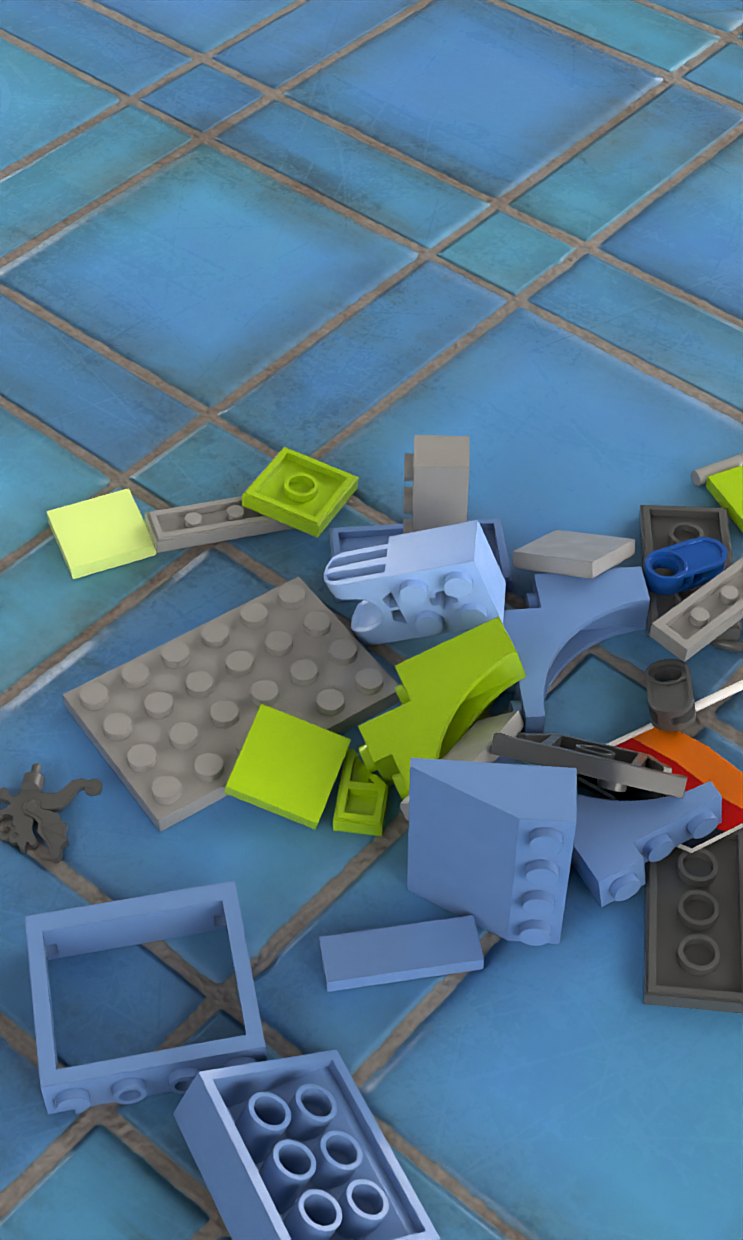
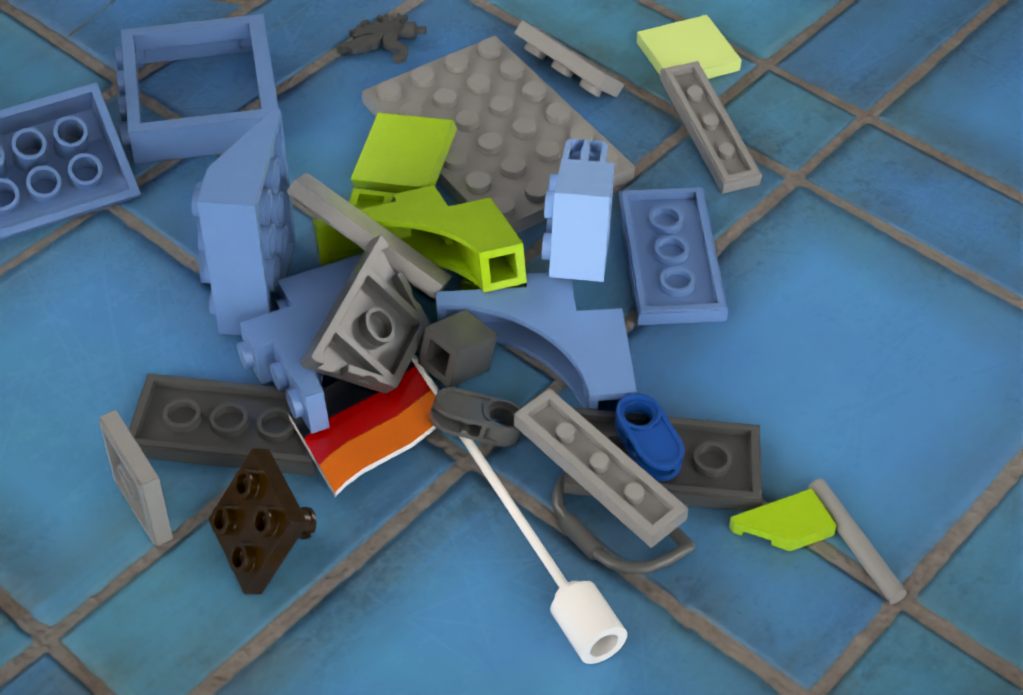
camera: 90 degrees right, 0 degrees up
(119, 627) = (568, 61): none -> light grey plate
(300, 491) = (741, 160): lime tile -> none
(439, 482) = (684, 210): light grey brick -> none
(573, 553) = (658, 345): light grey tile -> none
(587, 707) = (457, 348): none -> dark grey brick

